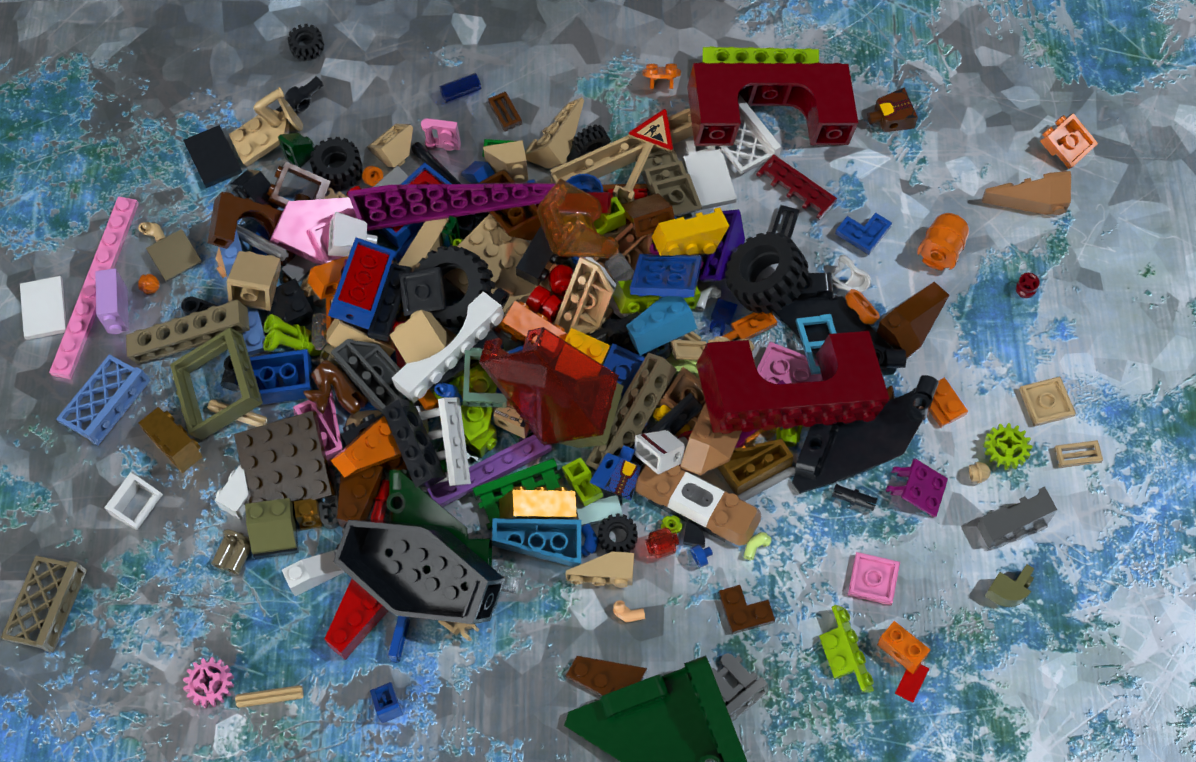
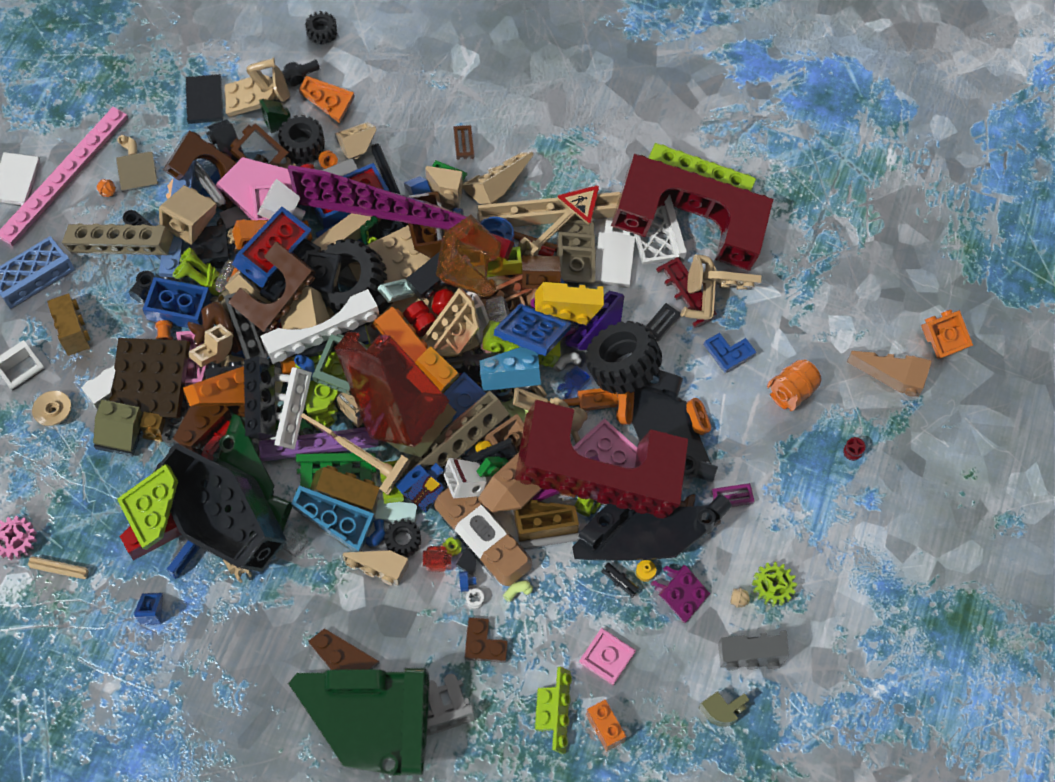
camera: 15 degrees right, 0 degrees up
(111, 301) = (69, 192): lavender brick -> none
(181, 370) = (146, 292): olive window -> none
(186, 526) = (47, 403): none -> tan dish
(232, 552) = (78, 436): dark tan piece -> none
(249, 418) = (132, 321): tan axle -> none
(275, 410) = (164, 330): none -> orange bush
(311, 572) = (127, 475): white slope -> none
(343, 111) = (327, 97): none -> orange wing
(343, 407) = (215, 347): none -> tan brick
(346, 594) = (149, 505): none -> lime plate
(386, 355) = (296, 275): none -> reddish brown arch
(447, 133) = (403, 143): bright pink plate -> none
(460, 87) = (433, 109): clear blue axle -> none
(508, 284) = (395, 290): none -> light aqua tile
(582, 471) = (392, 473): none -> tan piece
(590, 139) = (523, 190): black tyre -> none
(626, 614) = (381, 608): light nougat arm -> none
(668, 72) = (605, 151): orange plate -> none
(683, 428) = (491, 466): none -> green plate
(722, 574) = (473, 592): none -> white bush
(759, 437) = (559, 498): clear orange piece -> none
(786, 321) = (625, 411): none -> orange plate
(801, 322) = (634, 433): medium azure window -> none
(813, 166) = (709, 278): none -> tan plate
(859, 279) = (704, 392): white piece -> none
(875, 479) = (645, 570): none -> yellow tile
(894, 112) = (800, 255): reddish brown torso -> none
(911, 683) = (601, 759): red sticker -> none
(912, 320) = (738, 443): reddish brown wedge -> none
(913, 382) = (740, 502): none -> magenta tile
(946, 404) = (736, 527): orange plate -> none
(1047, 401) = (828, 557): tan tile -> none
(1082, 461) = (835, 621): tan tile -> none

